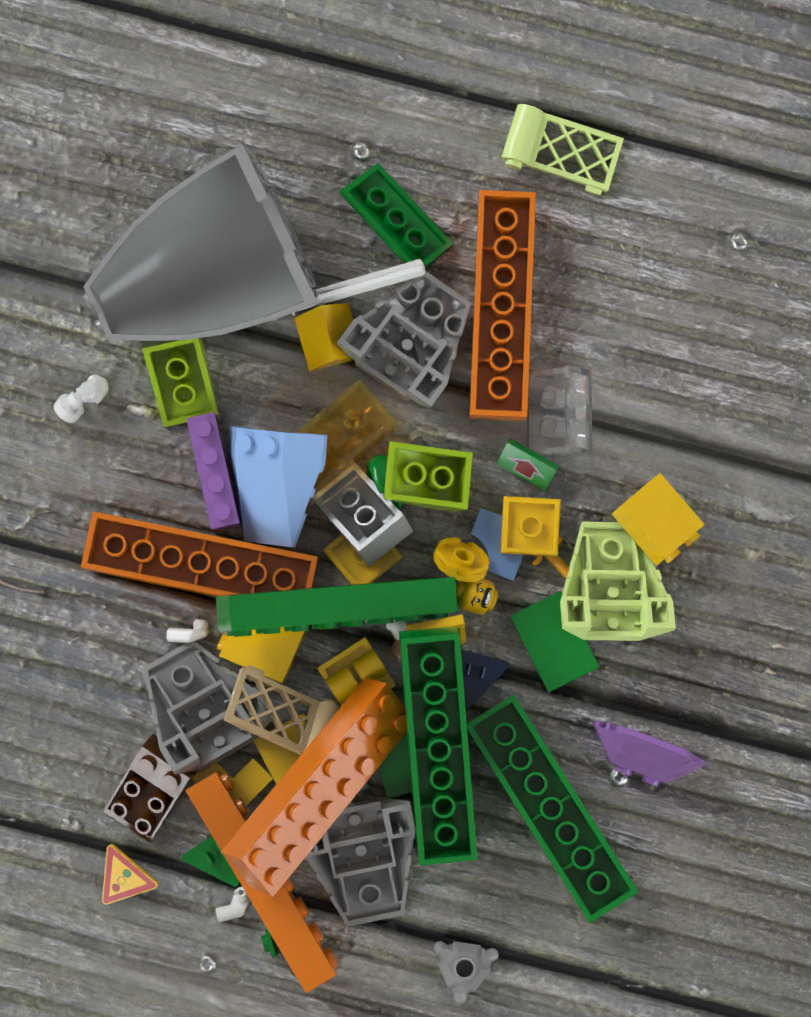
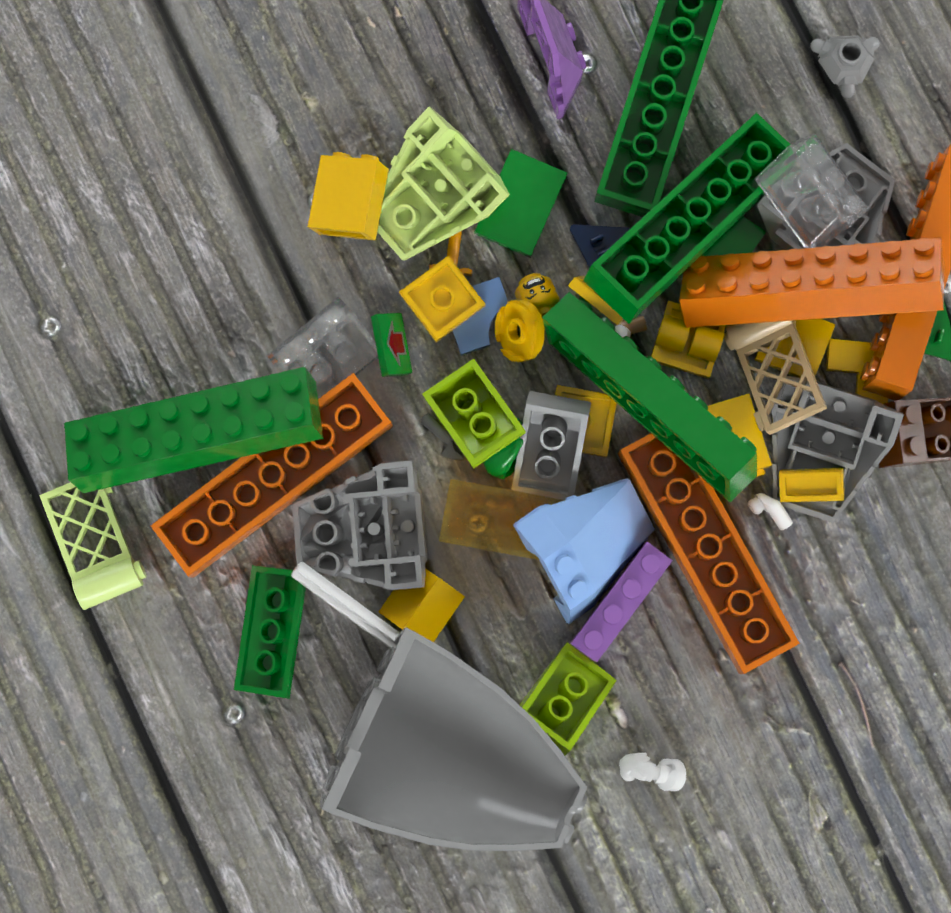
camera: 130 degrees left, 0 degrees up
(181, 673) = (811, 485): none -> yellow tile
(385, 844) = (811, 192): none -> clear slope
(577, 274) = (193, 430): none -> green brick

